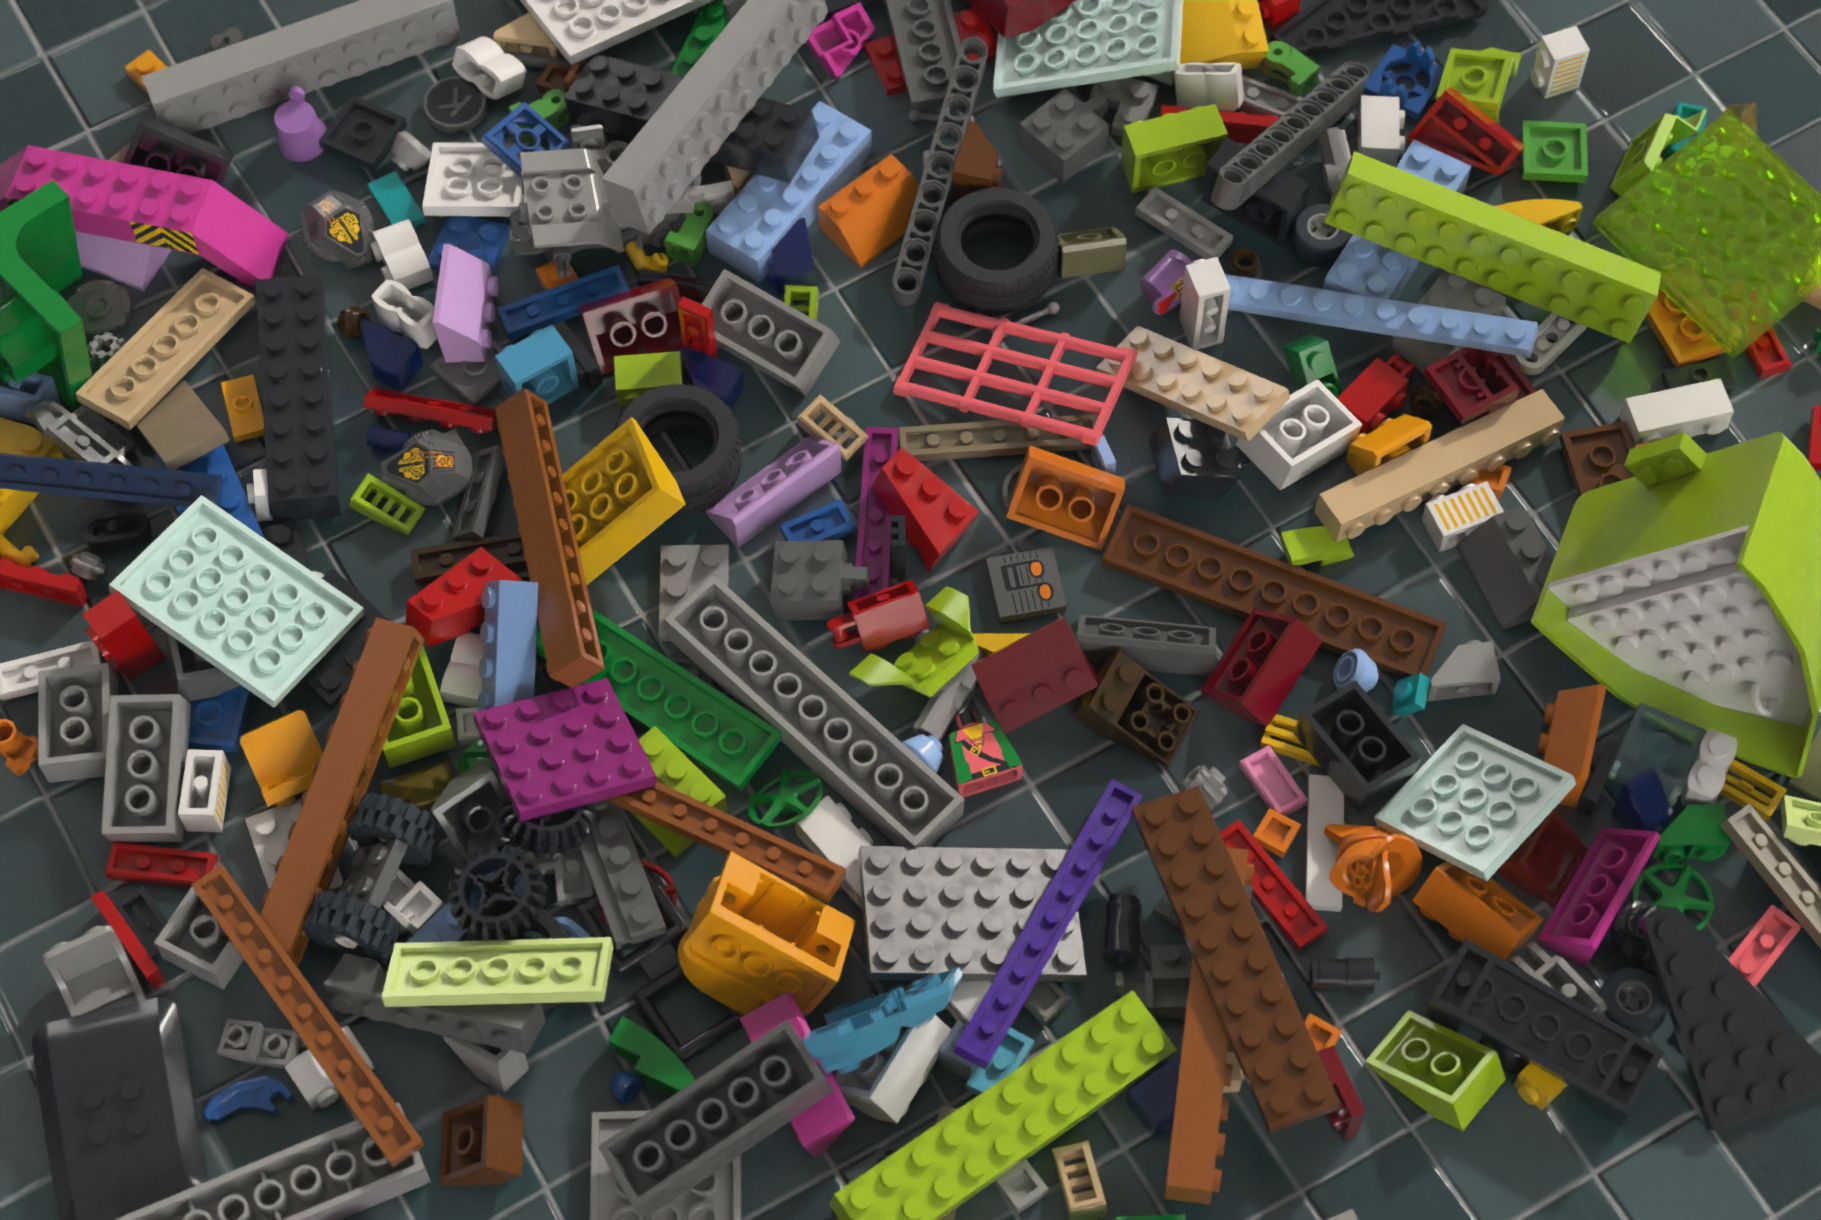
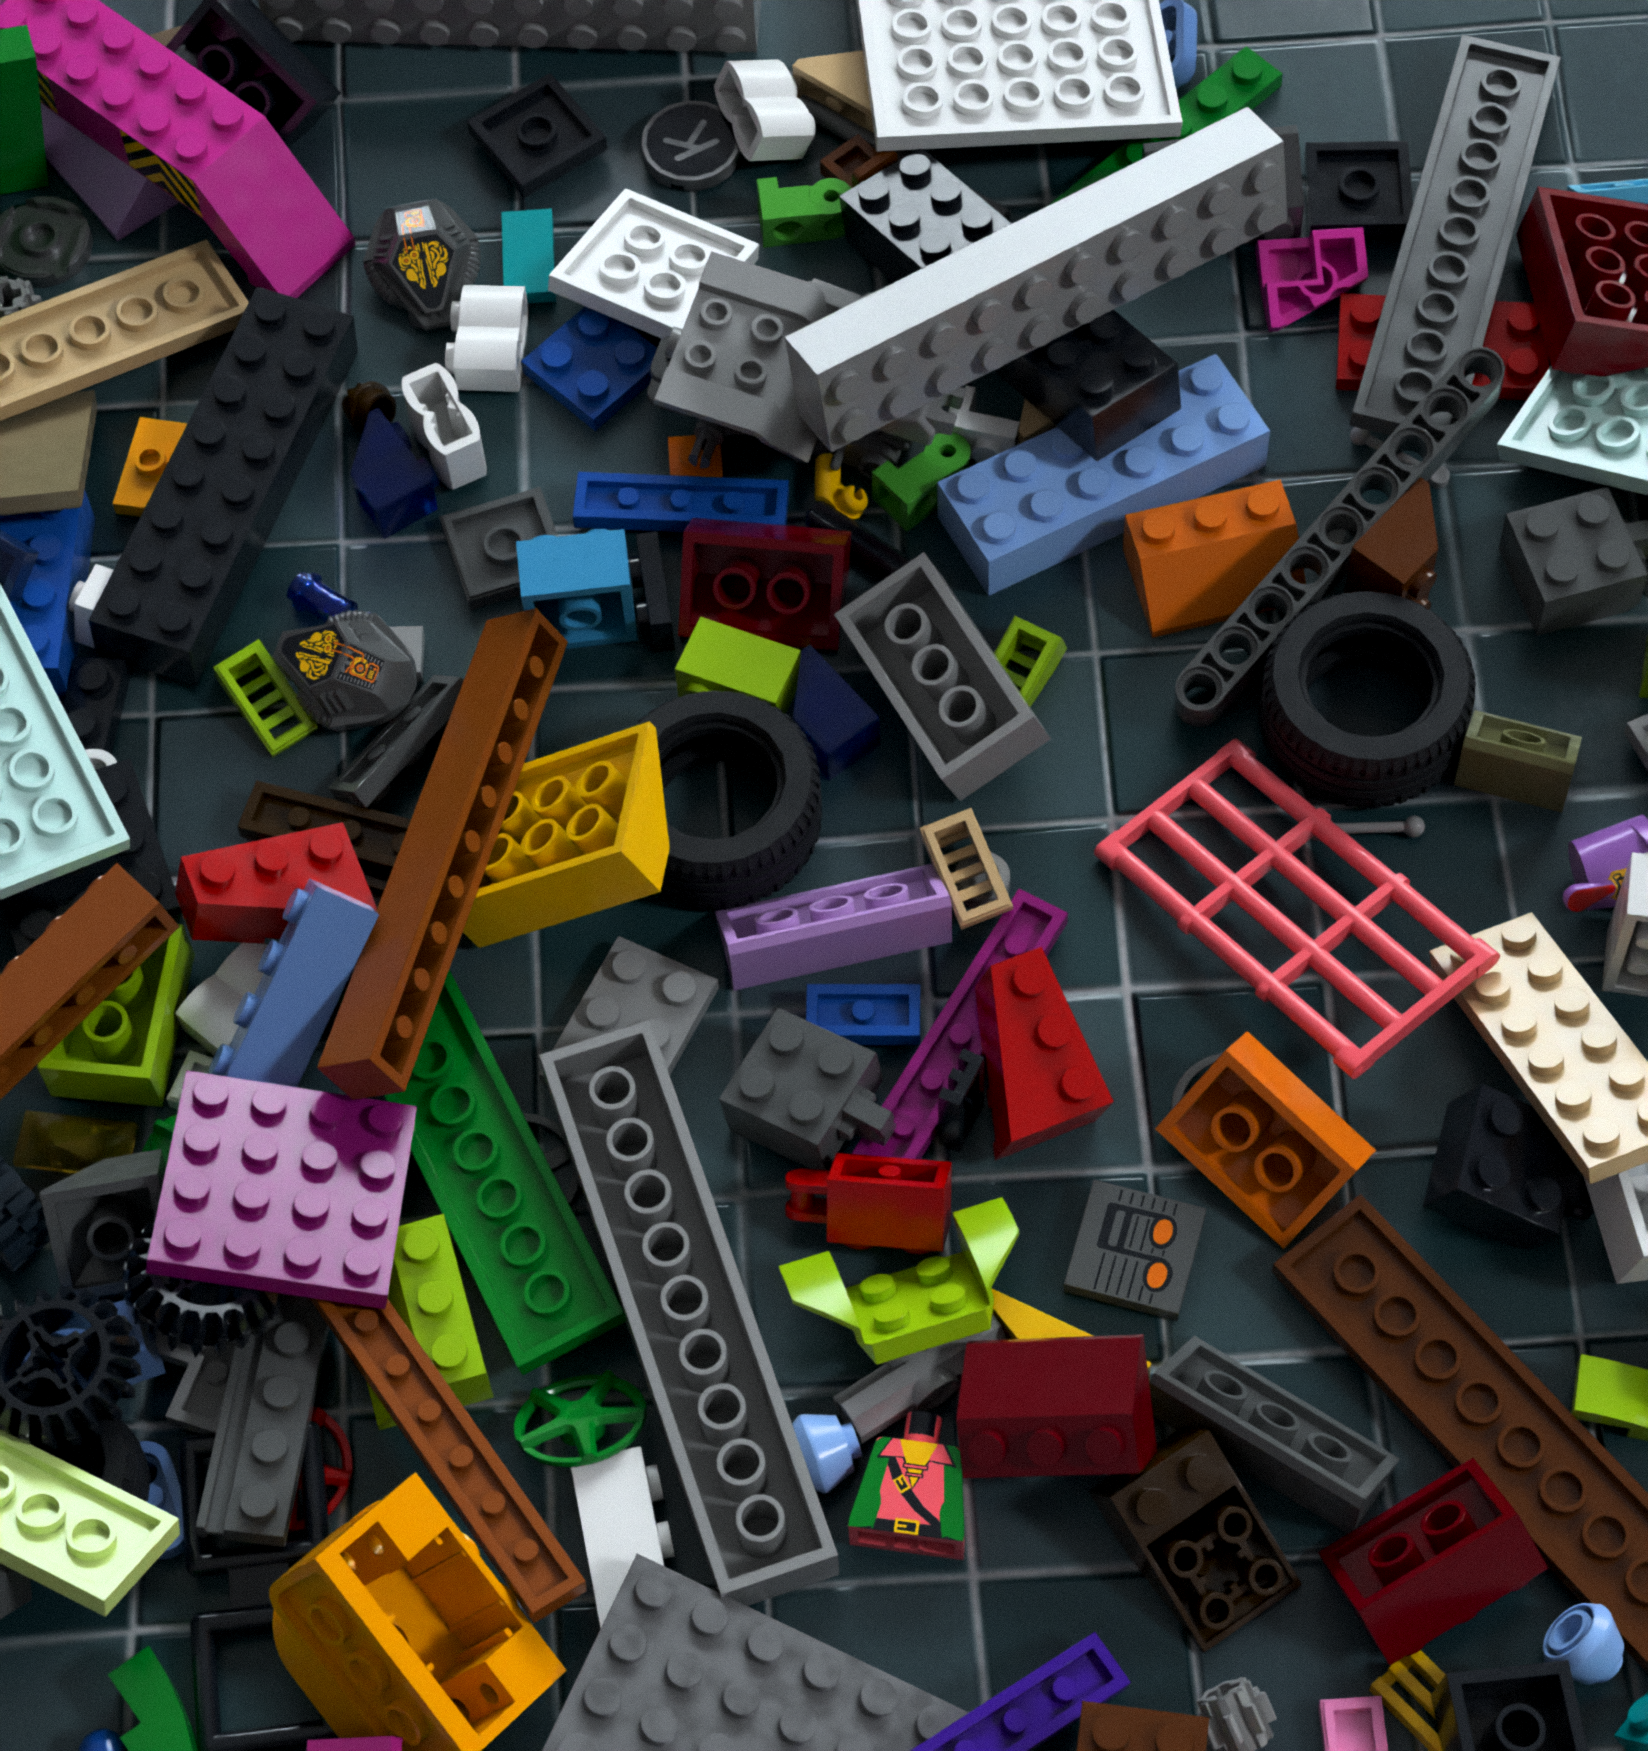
camera: 30 degrees right, 0 degrees up
(298, 128) = (448, 90): medium lavender hat -> none
(409, 152) = (583, 188): light grey cone -> none
(420, 408) = (400, 579): red plate -> none
(464, 306) = (526, 446): lavender slope -> none
(522, 115) = (766, 197): blue piece -> none
(587, 137) = (849, 270): white bracket -> none
(697, 327) = (834, 627): red tile -> none
(792, 259) = (1051, 580): clear blue slope -> none
(988, 439) = (1195, 989): dark tan plate -> none
(1103, 457) = (1361, 1102): light blue tile -> none

